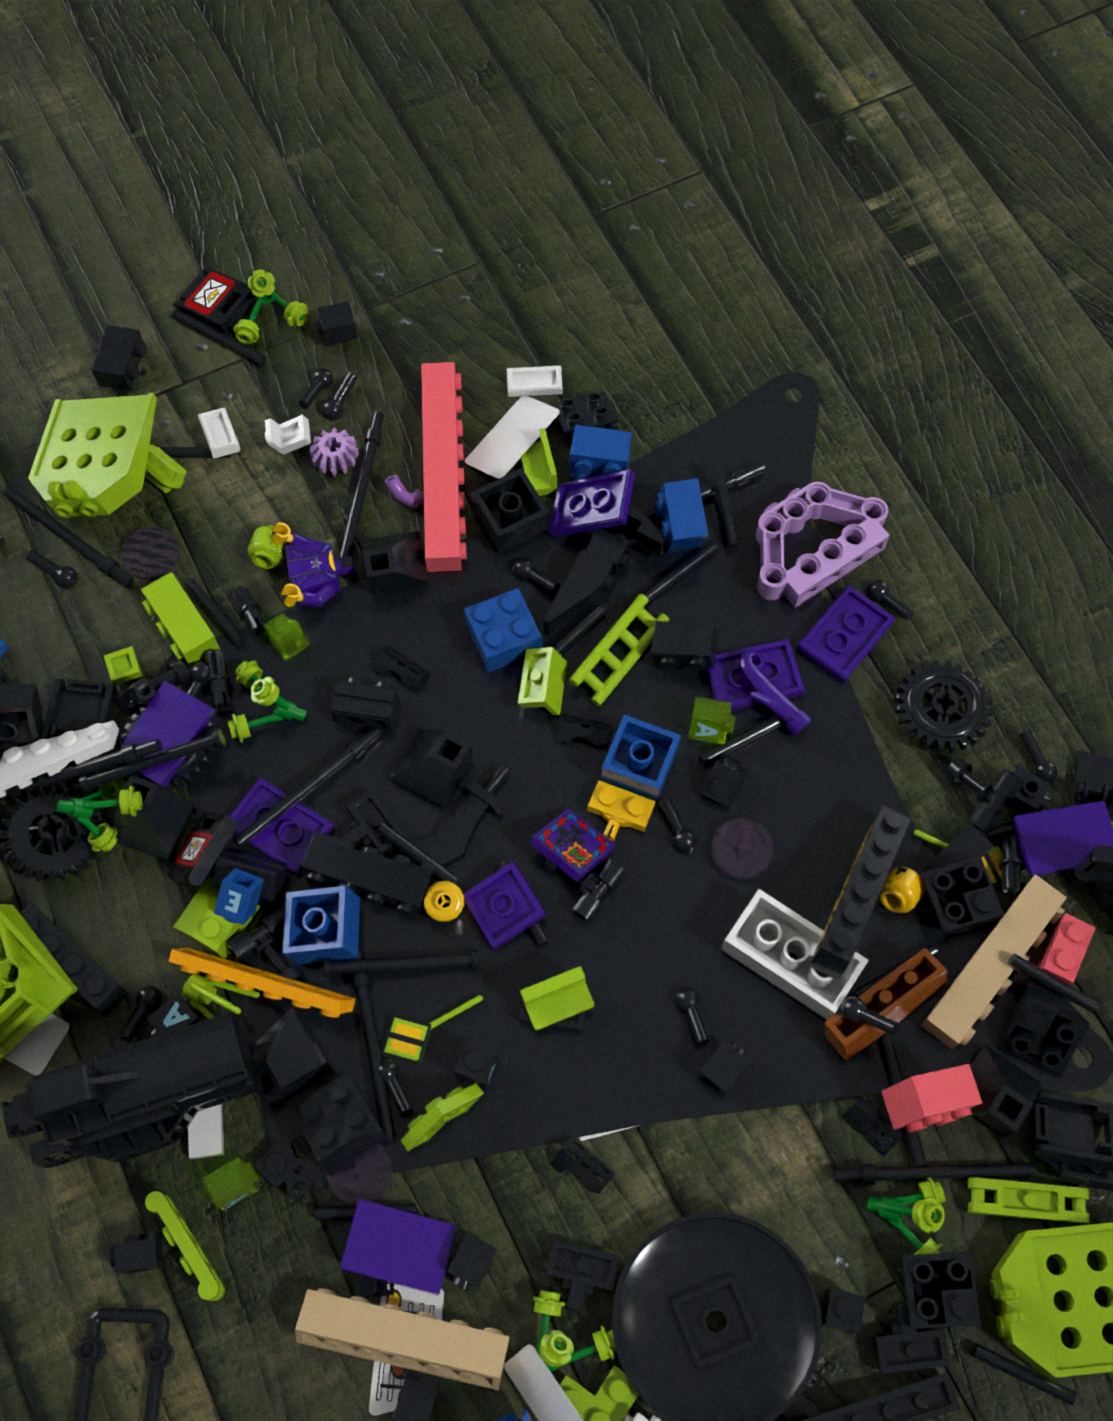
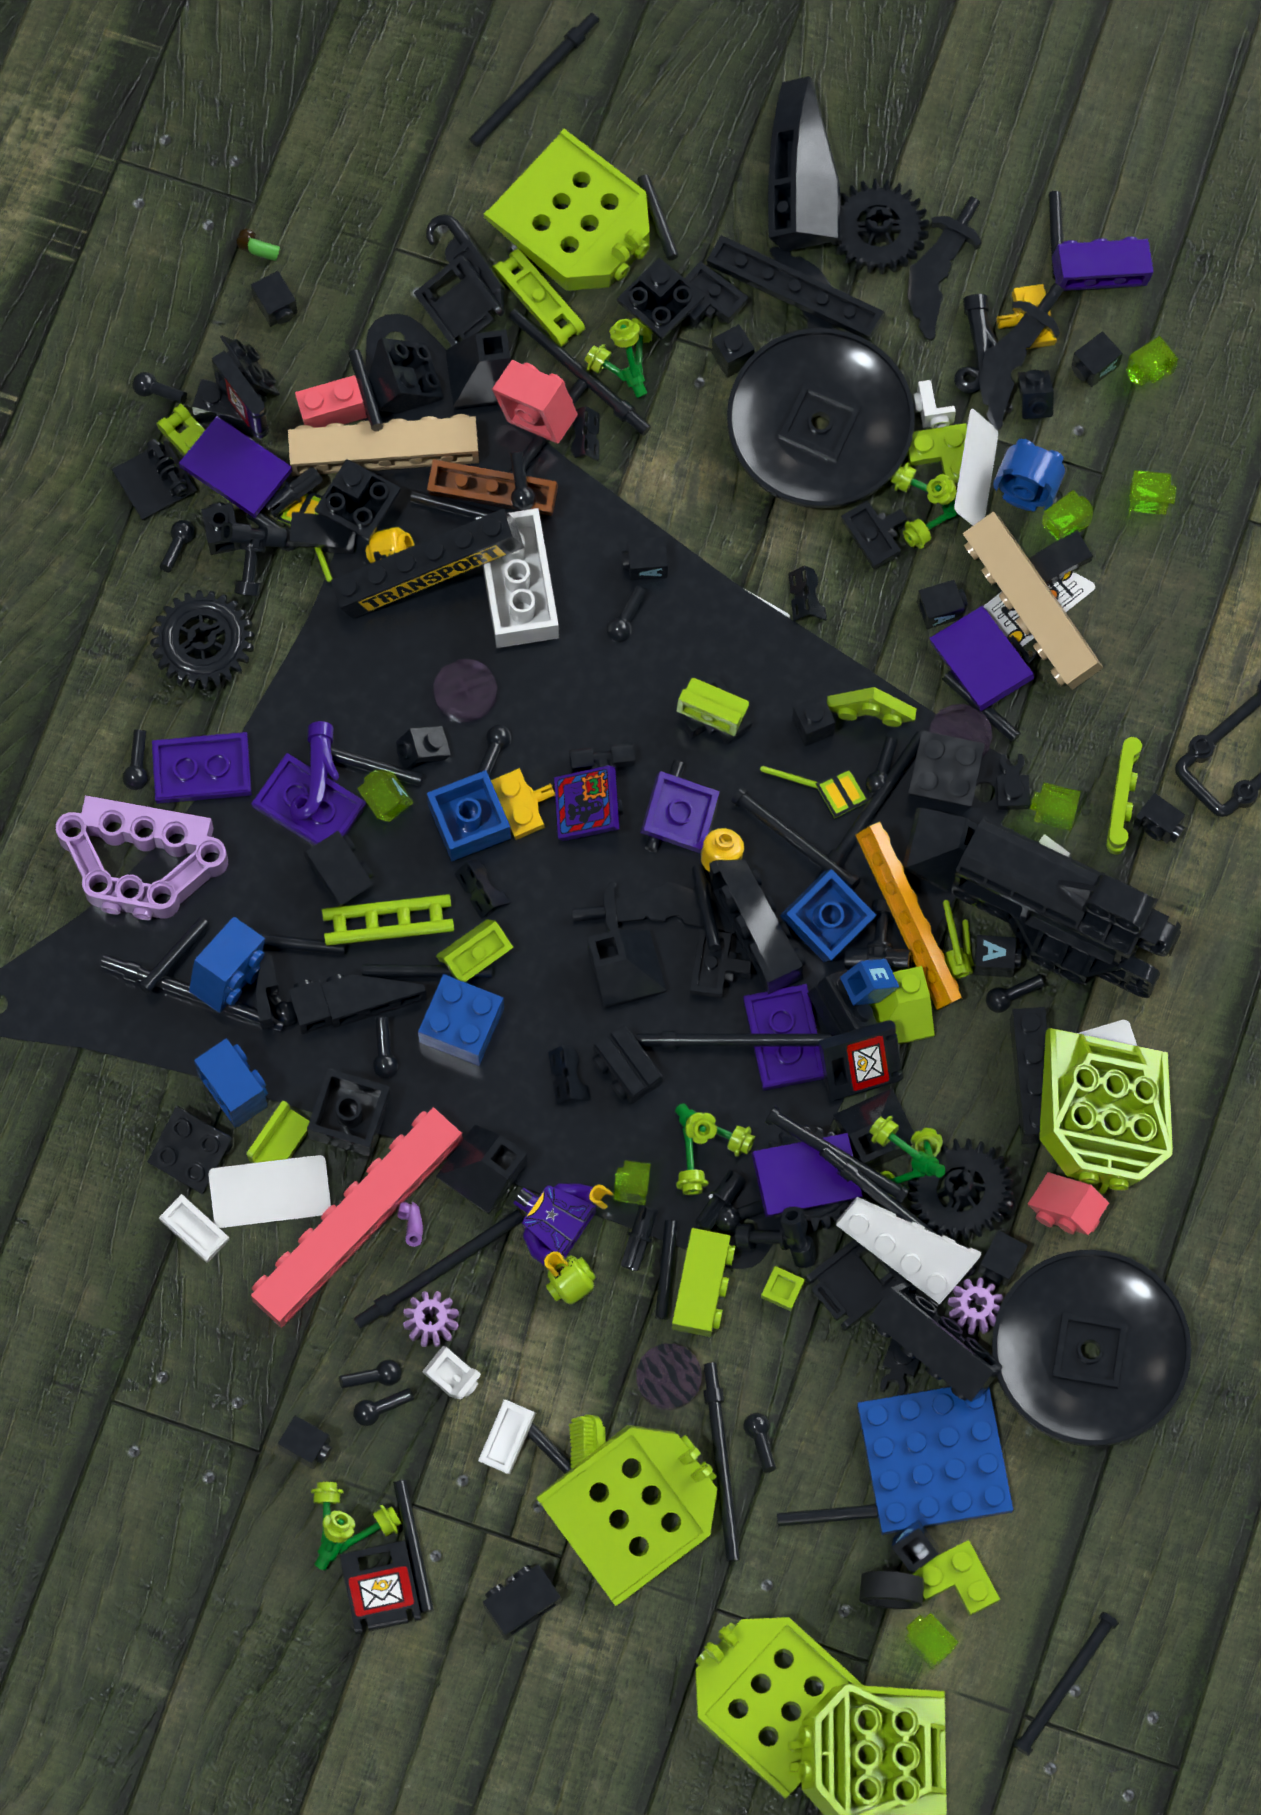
camera: 135 degrees left, 5 degrees up
(592, 503) = (281, 1050): dark purple tile -> none

